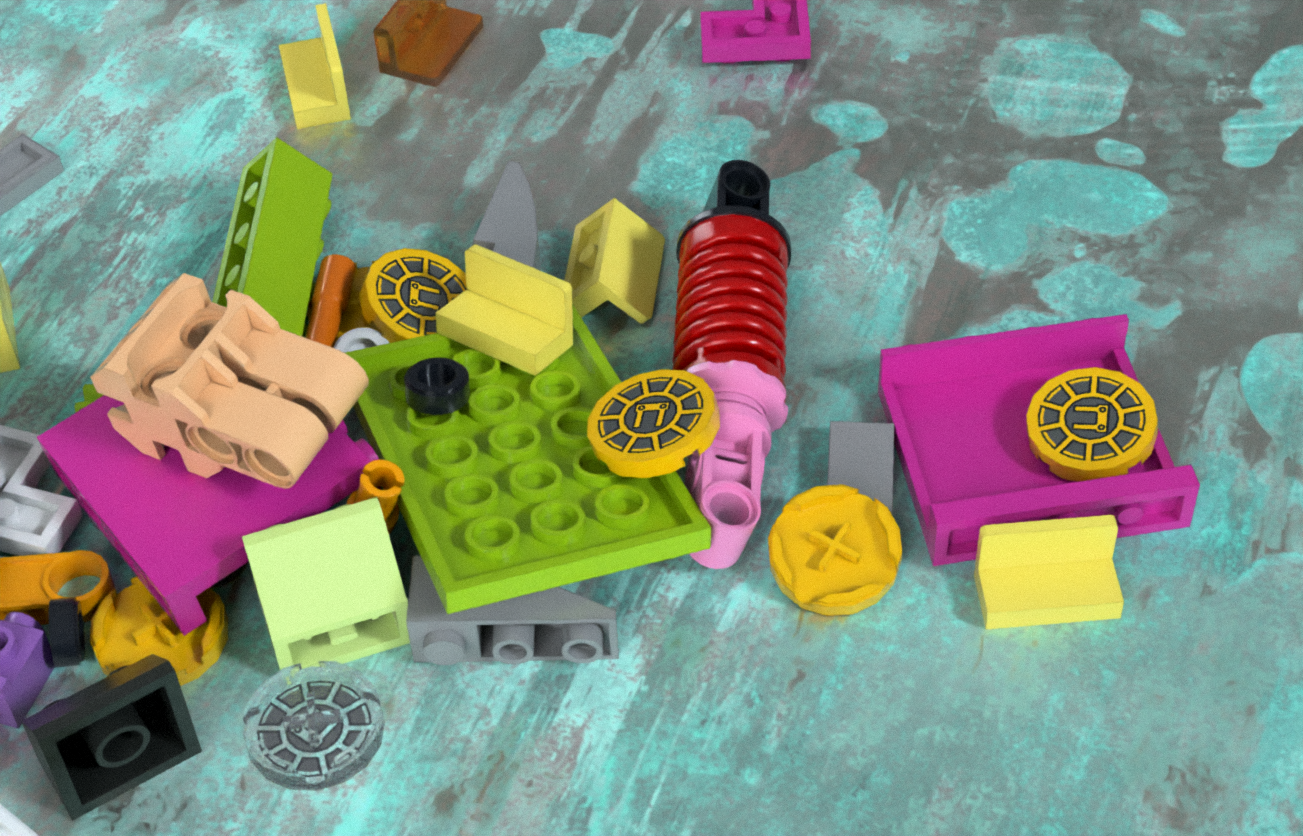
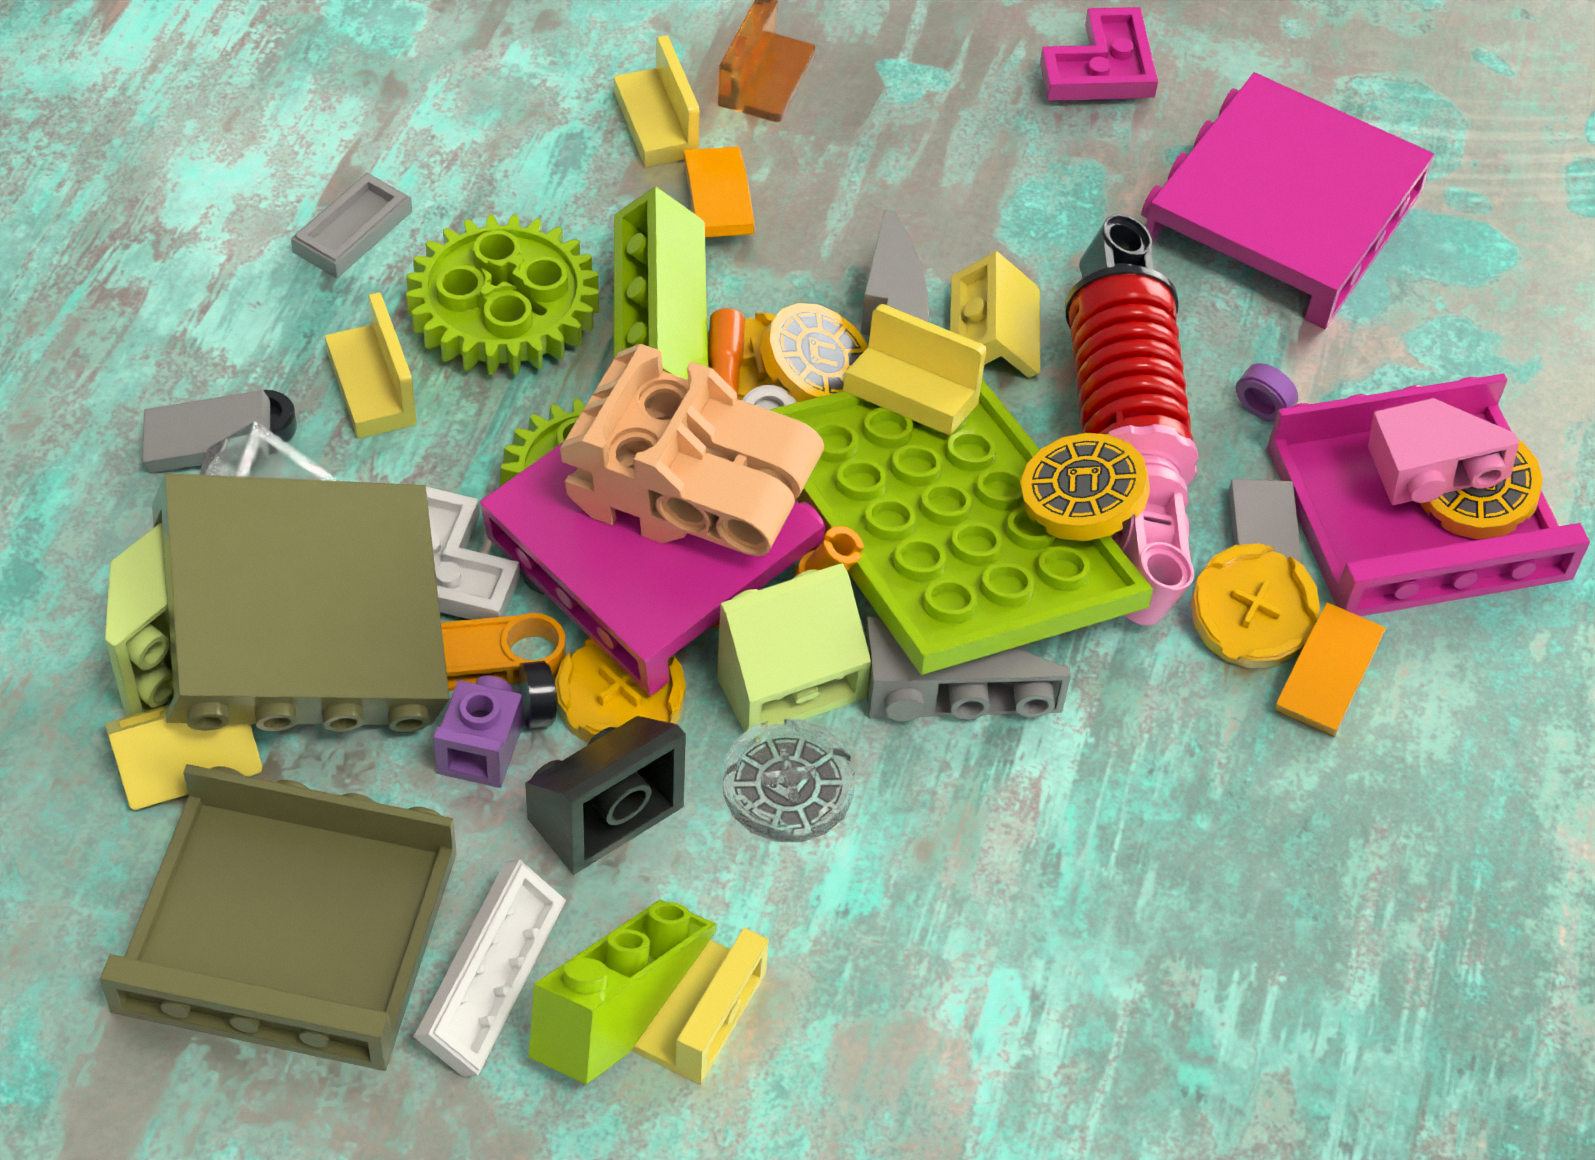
camera: 10 degrees left, 5 degrees up
(122, 243) = (502, 294): none -> lime gear
(358, 148) = (719, 190): none -> light orange slope
(437, 386) = (862, 448): black tile -> none
(876, 330) = (1265, 390): none -> medium lavender tile
(907, 616) = (1330, 669): none -> light orange slope
(933, 143) = (1292, 190): none -> dark pink panel
(1044, 390) = (1438, 450): none -> bright pink slope
(1048, 572) = (1454, 626): light yellow panel -> none

